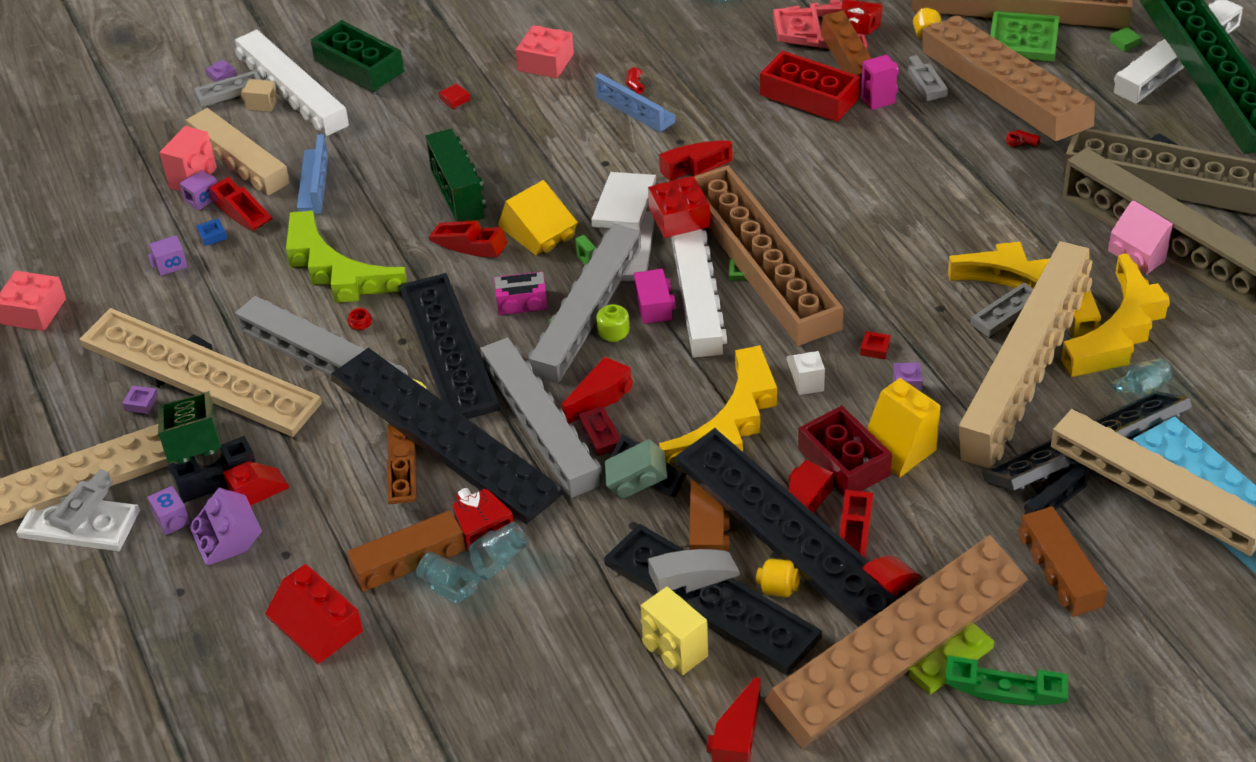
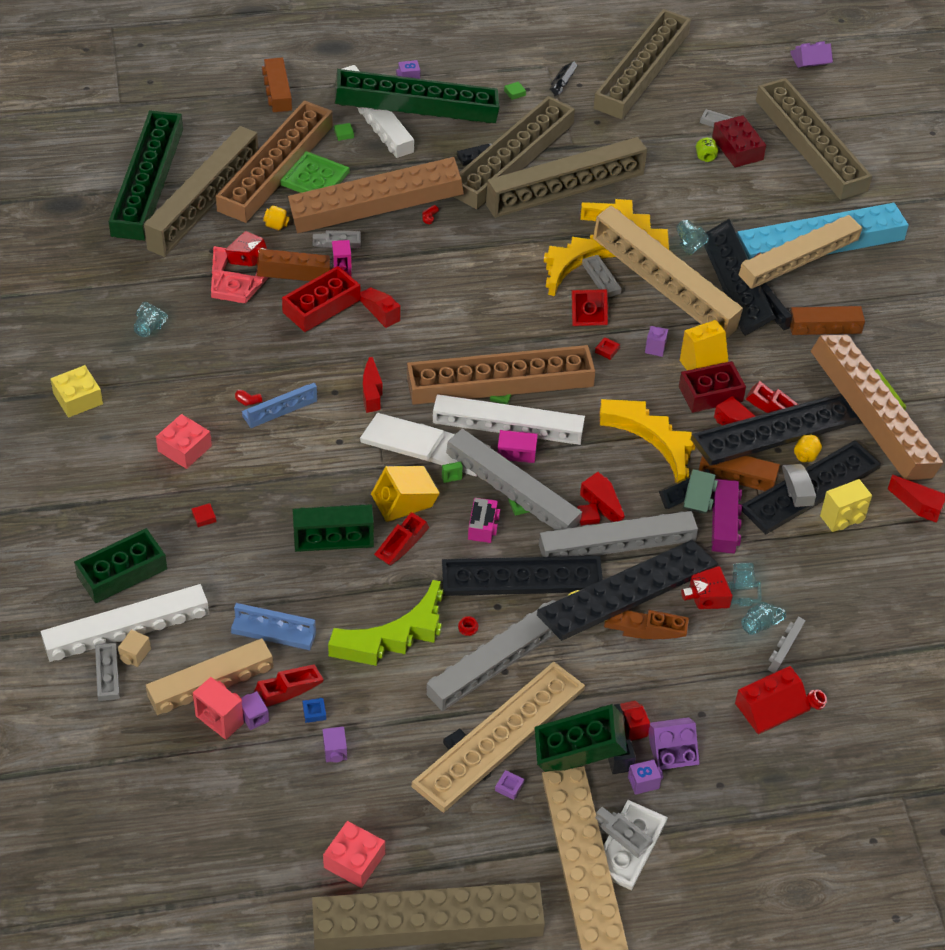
camera: 80 degrees left, 5 degrees up
(220, 71) = (72, 676): medium lavender plate -> none
(327, 652) = (817, 699): none -> red plate
(403, 550) = (729, 637): dark orange brick -> none
(410, 613) = (785, 644): none -> light grey plate
(567, 383) = (589, 514): none -> red tile
(599, 430) = (643, 507): dark red plate -> none
(612, 323) = (541, 471): lime head -> none
(614, 511) = (725, 517): none -> magenta brick
(679, 206) = (447, 399): red brick -> none
(807, 372) = (622, 385): white slope -> none
(830, 136) = (382, 306): none -> red slope
(892, 574) = (831, 390): red slope -> none
(936, 307) = (589, 307): none -> red slope
(1006, 687) = (912, 370): green slope -> none
(1142, 236) = (568, 192): bright pink slope -> none

